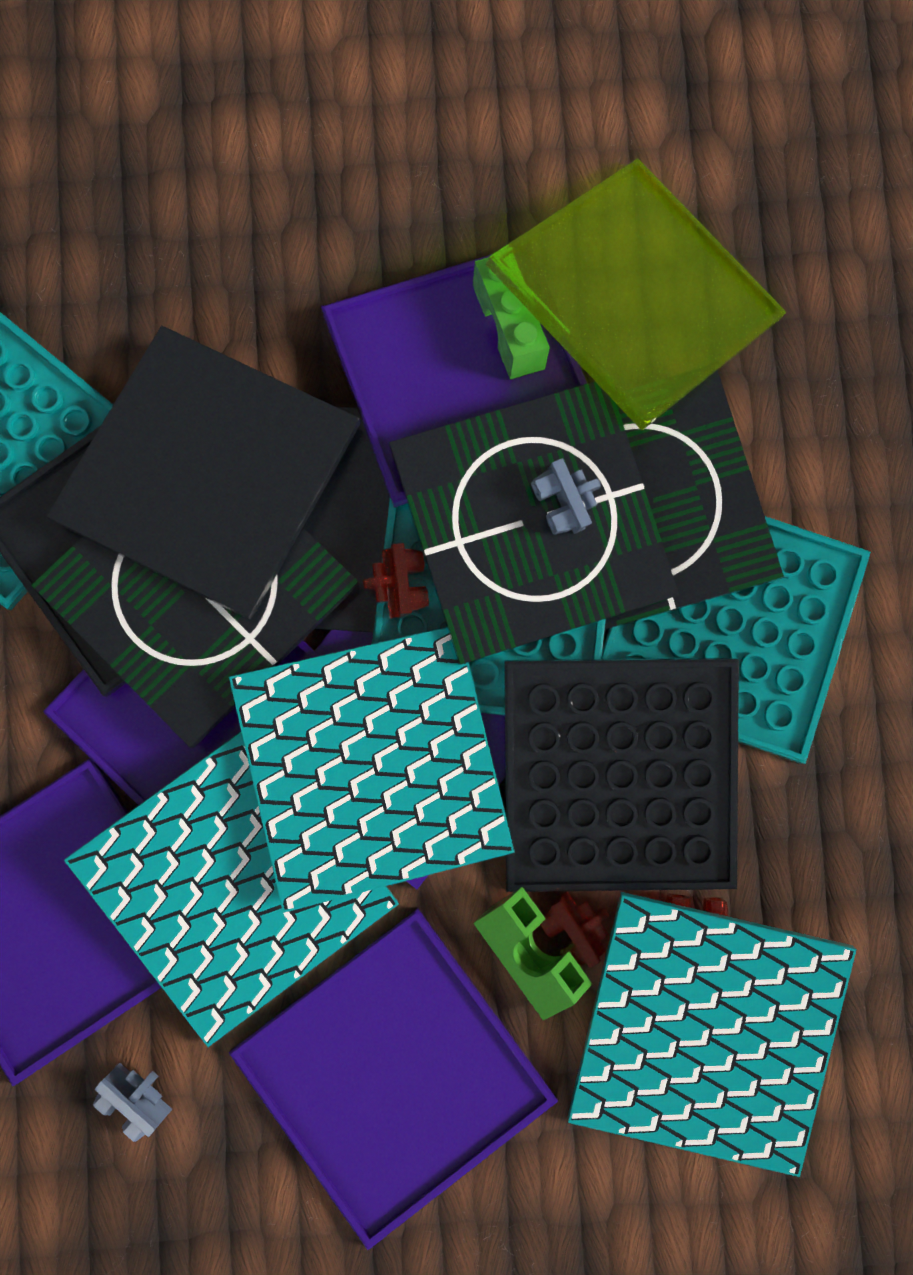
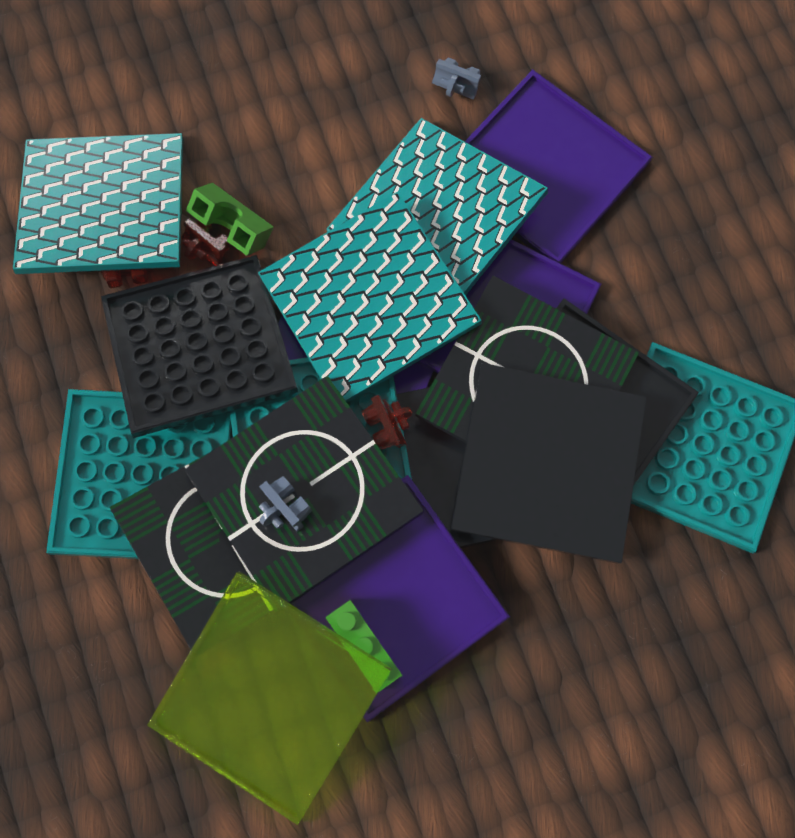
camera: 165 degrees right, 10 degrees down
(393, 1078) = (300, 135): dark purple tile -> none

